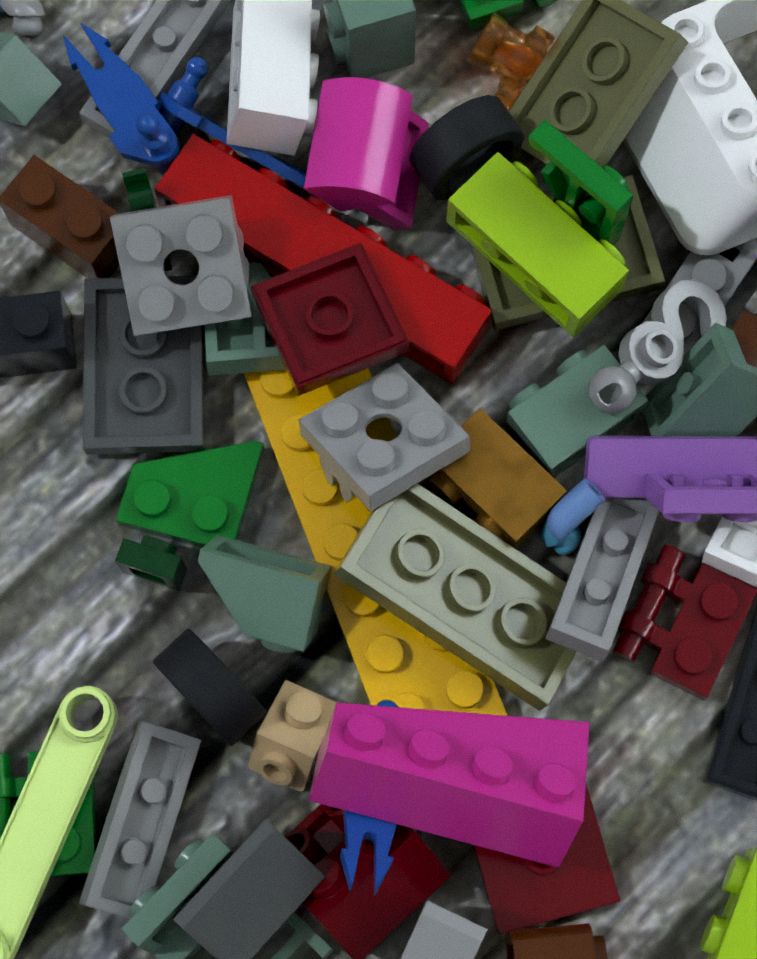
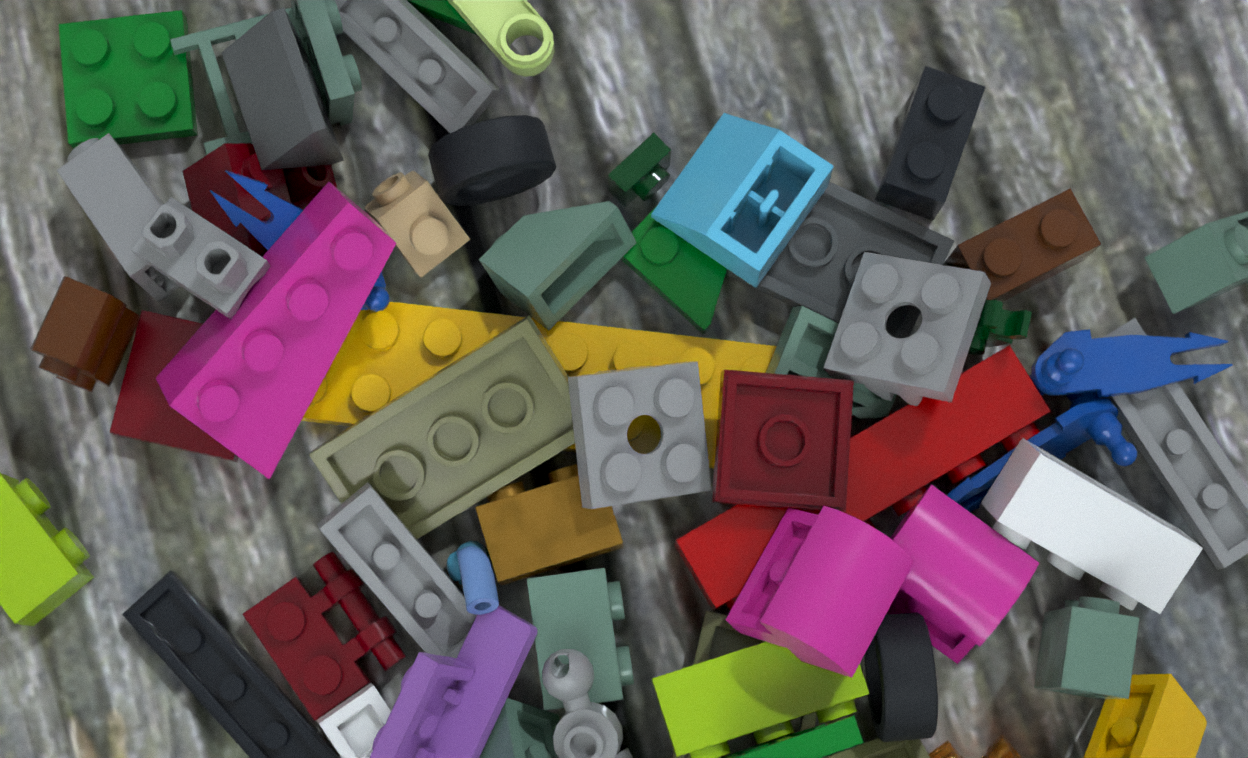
camera: 115 degrees right, 5 degrees up
(135, 452) = (744, 195): none -> medium azure slope
(438, 221) = (822, 588): none -> dark pink brick
(439, 869) = (199, 257): none -> light grey hips

